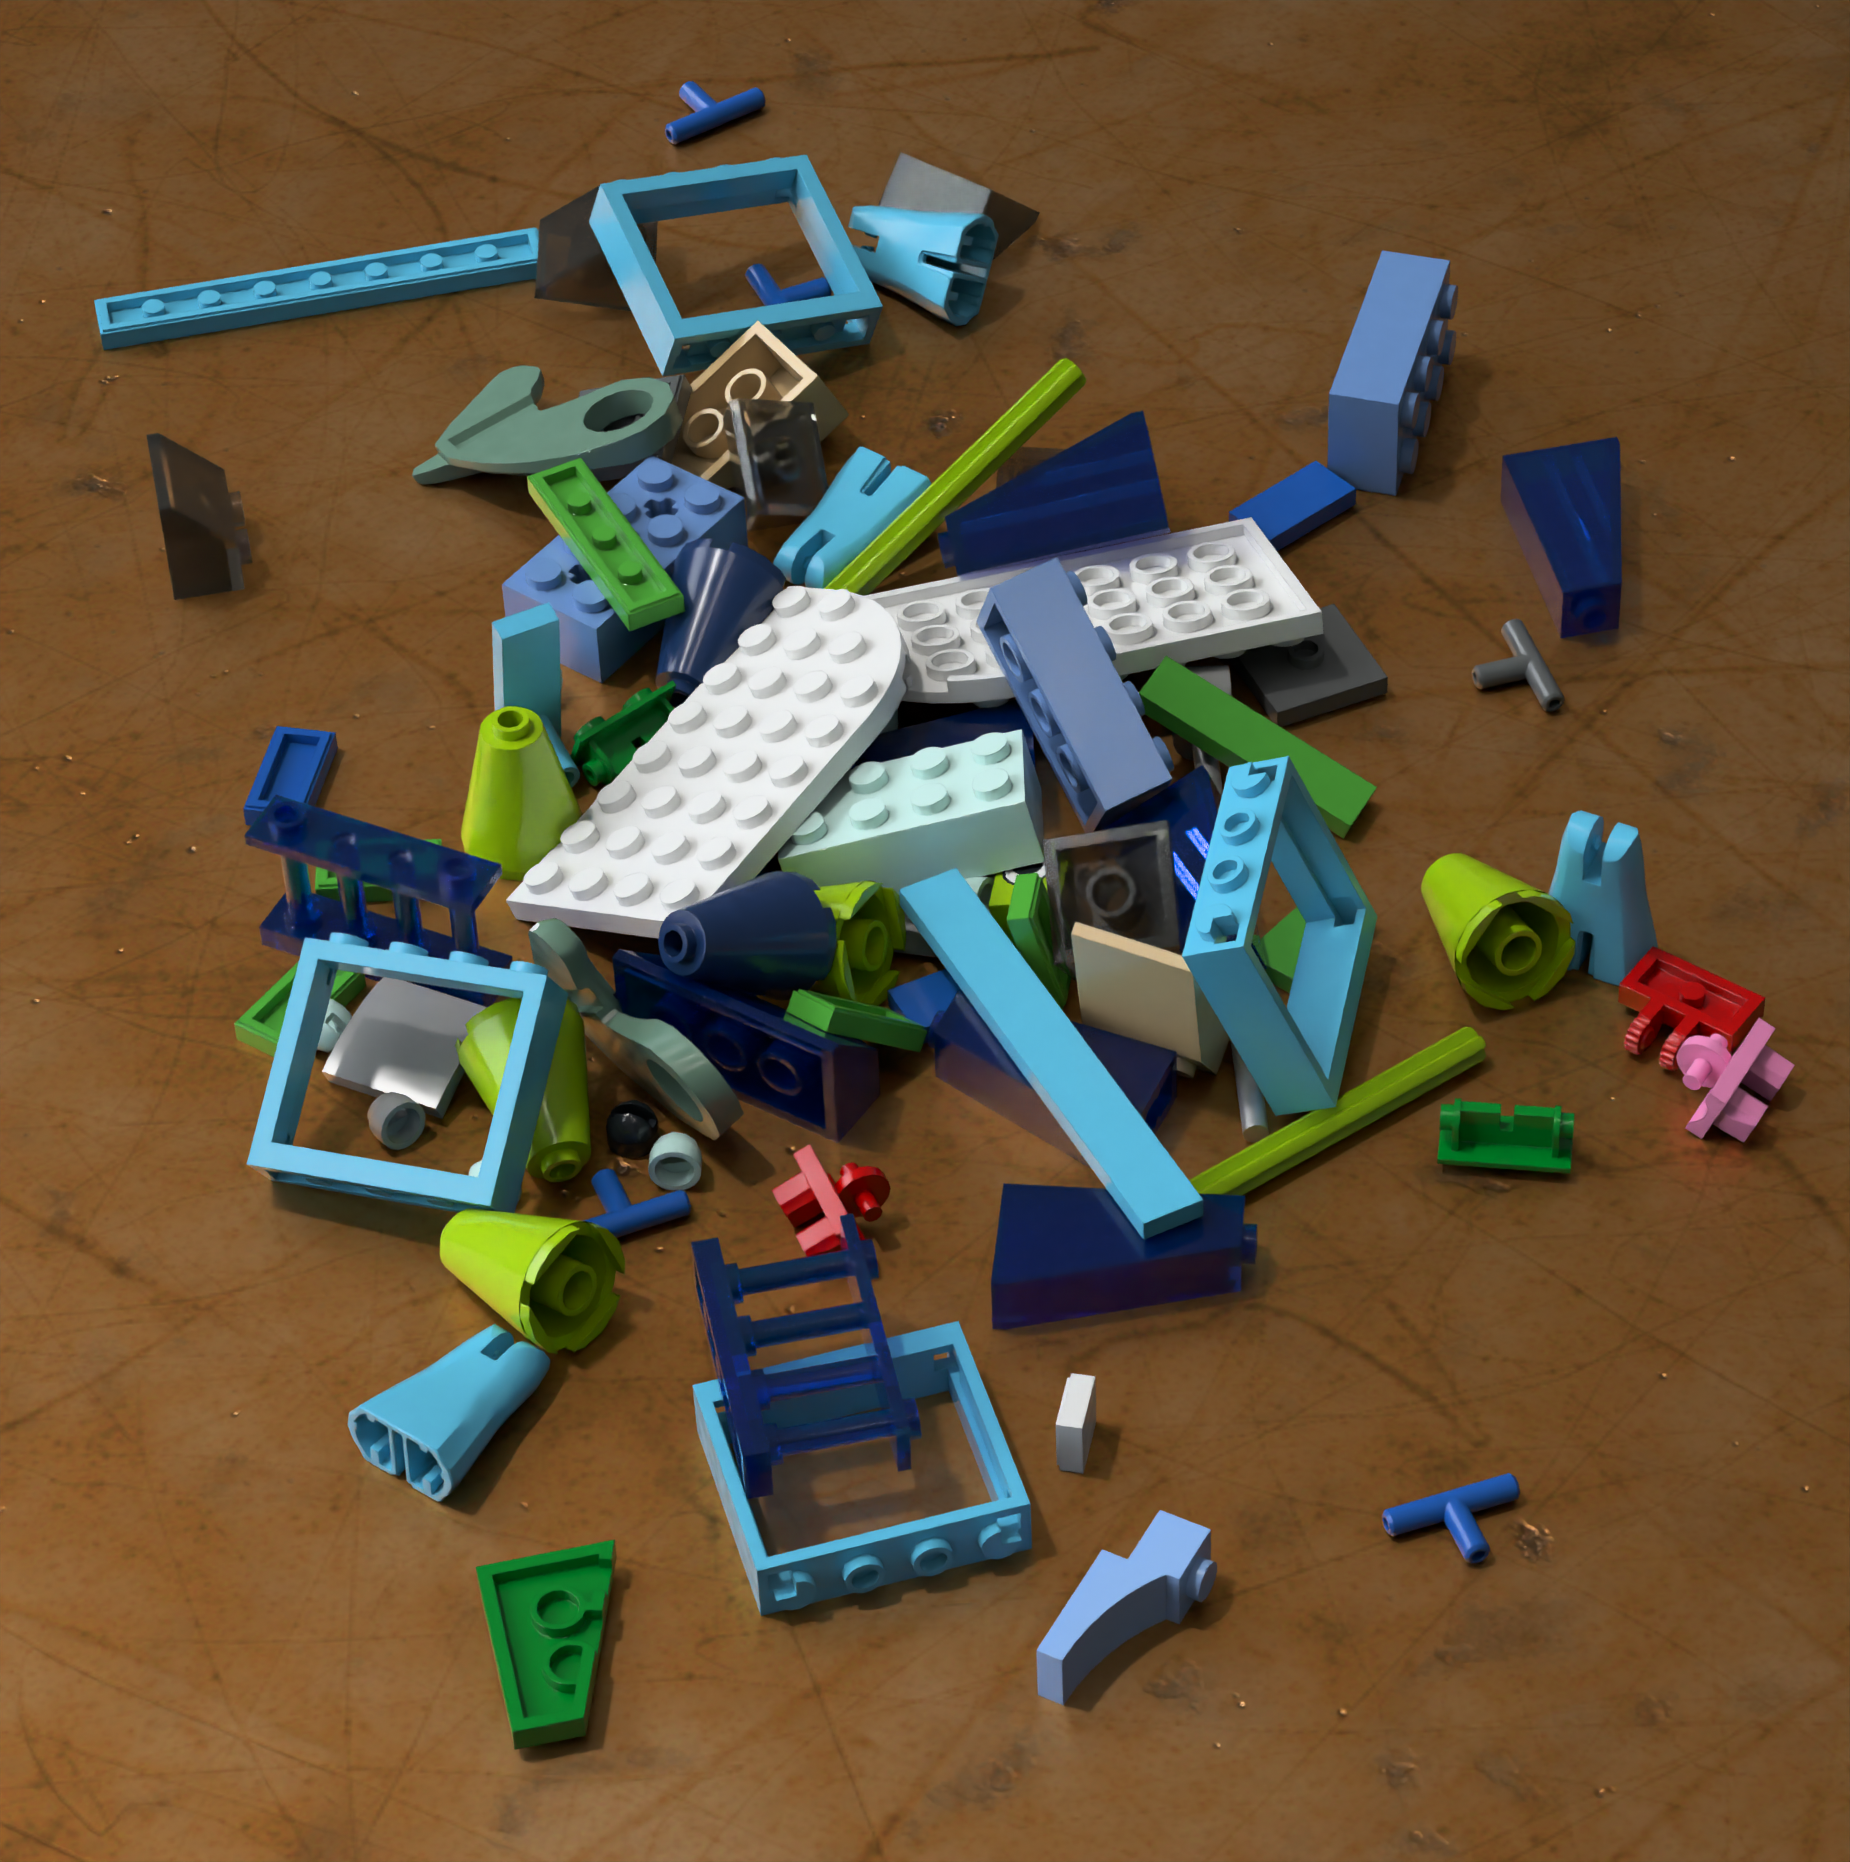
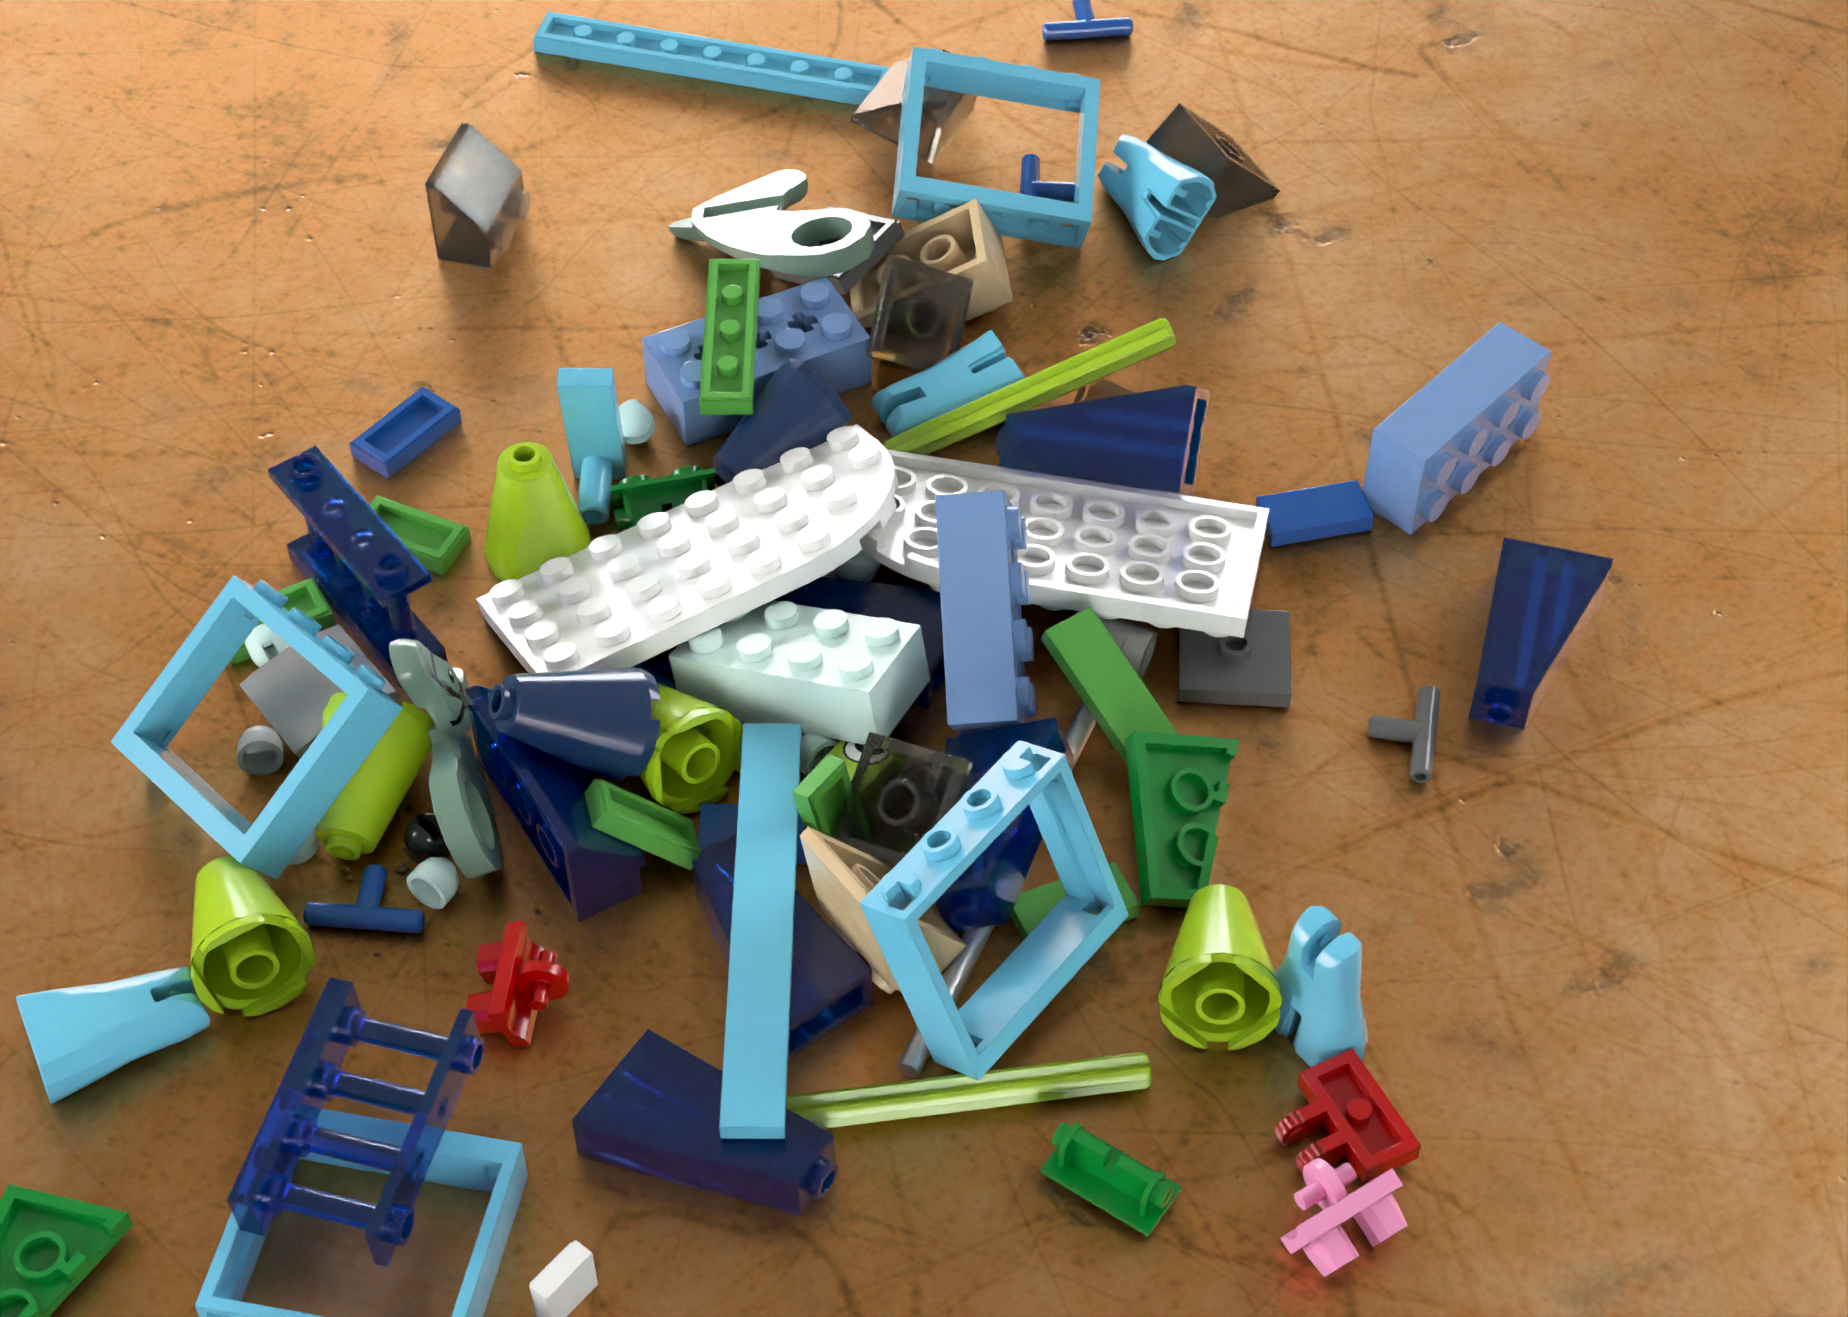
camera: 25 degrees right, 5 degrees up
(1361, 814) = (1175, 810): none -> green wing

